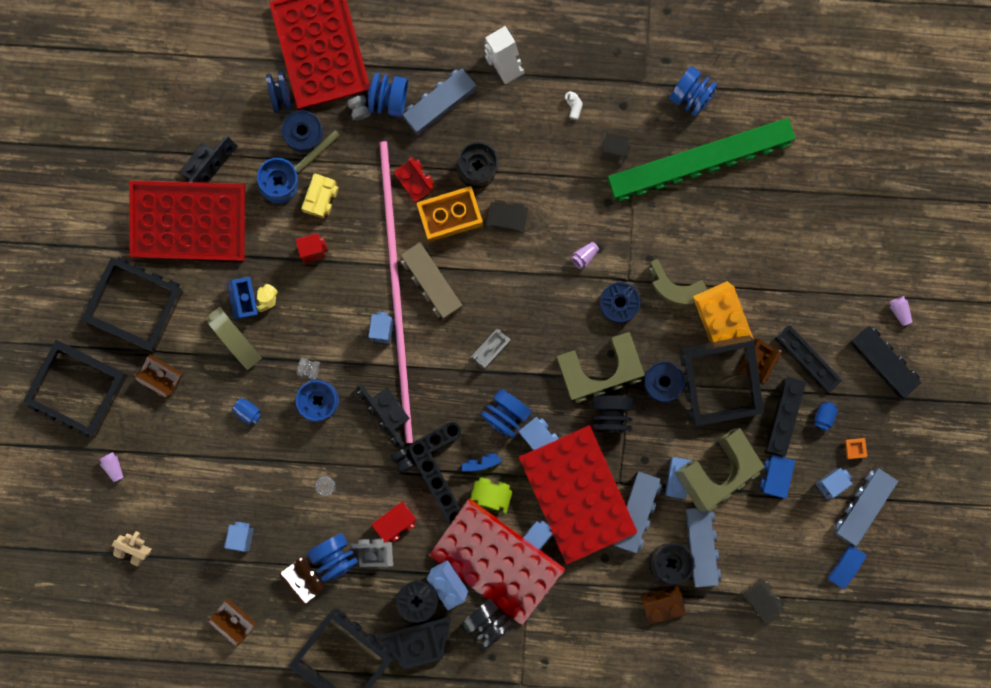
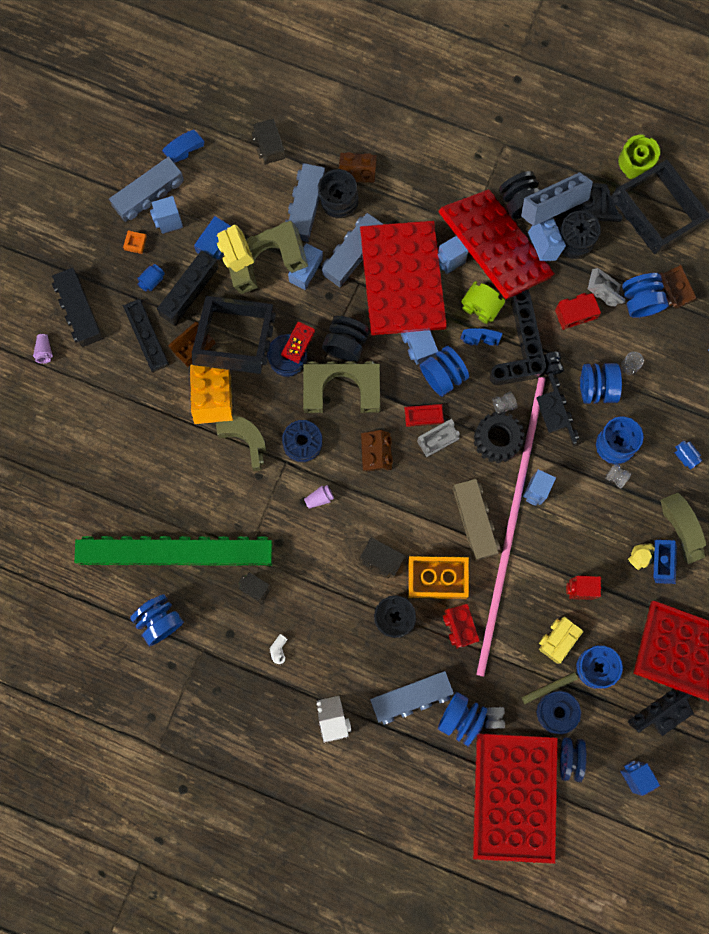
camera: 165 degrees left, 5 degrees down
(214, 95) = (639, 777): none -> blue brick
(351, 451) = (601, 383): none -> blue wheel
(425, 352) = (507, 424): none -> black tyre
(438, 404) = (504, 403): none -> clear wheel
(450, 624) = (556, 199): none -> sand blue brick
(512, 368) = (424, 415): none -> red tile
(545, 317) = (376, 450): none -> reddish brown bracket
(657, 393) = (298, 342): none -> red tile
(752, 465) = (235, 248): none -> light yellow brick

